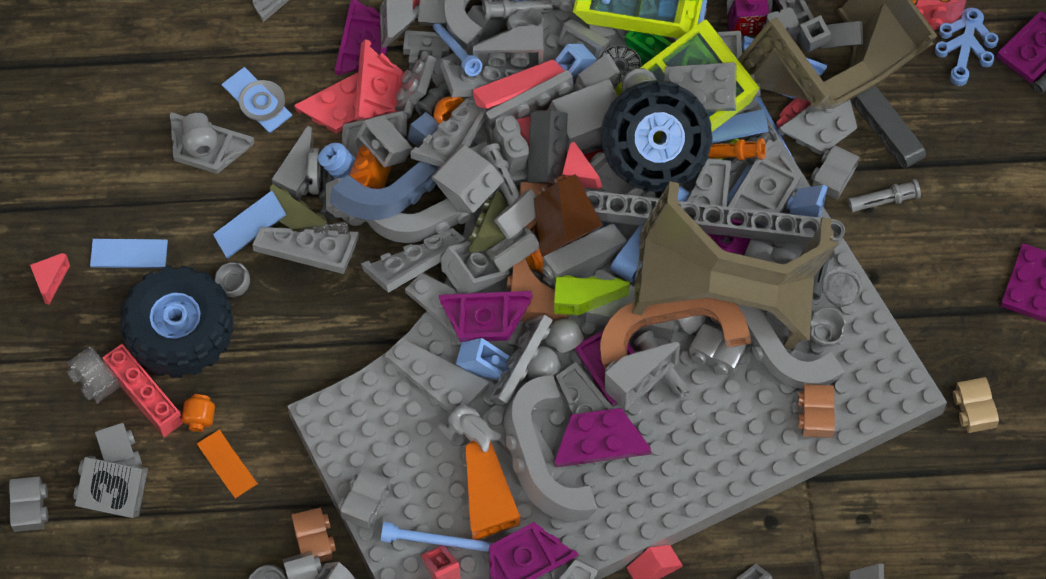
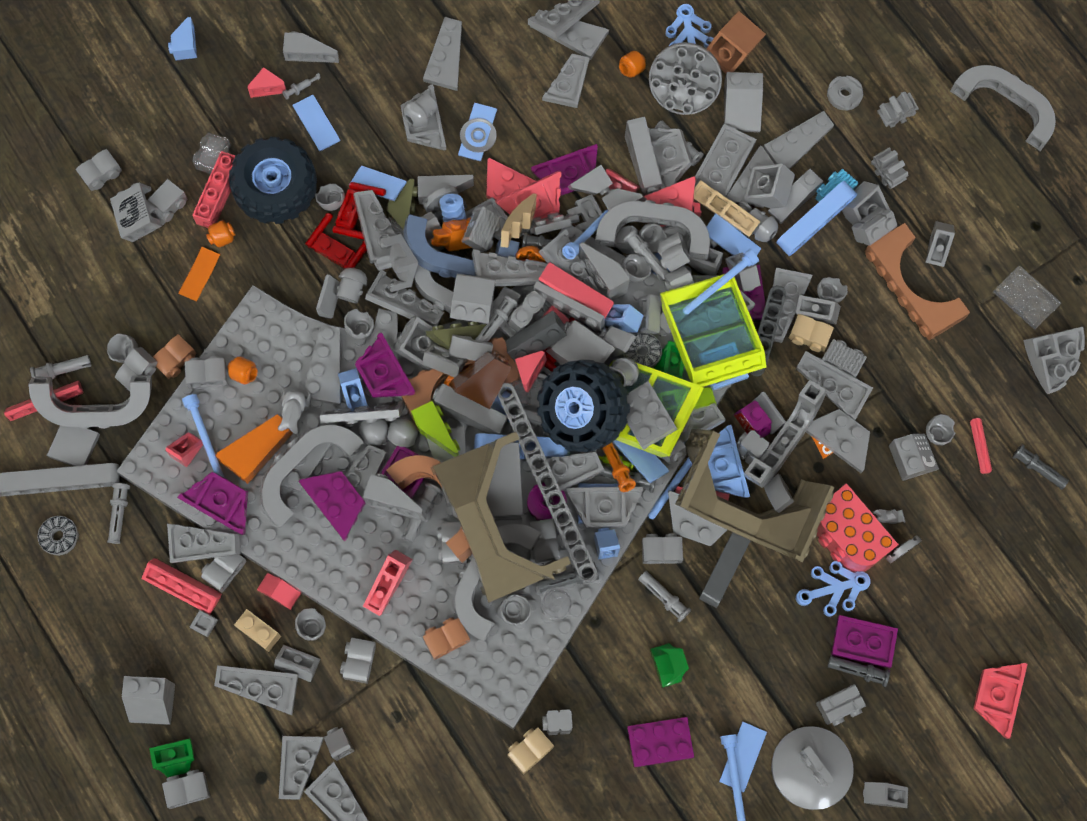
camera: 55 degrees right, 10 degrees up
(34, 215) = (304, 48): none -> light grey slope
(75, 250) = (302, 85): none -> light grey piece
(147, 88) = (445, 57): none -> light grey wing
(261, 267) = (348, 213): none -> red plate
(293, 311) = (333, 249): none -> red plate
(357, 332) = (328, 300): none -> light grey slope
(362, 298) = (351, 284): none -> light grey piece
(370, 233) = (400, 259): none -> light grey panel
(387, 459) = (242, 370): none -> orange head
(401, 99) = (519, 218): none -> tan slope
(412, 315) = (358, 324): none -> light grey hair
(714, 549) = (310, 624): none -> light grey hair
(721, 436) = (387, 582): none -> coral slope
(782, 521) = (358, 660): none -> light grey brick
(958, 230) = (669, 664): none -> green slope
(964, 358) = (557, 722): none -> light grey brick

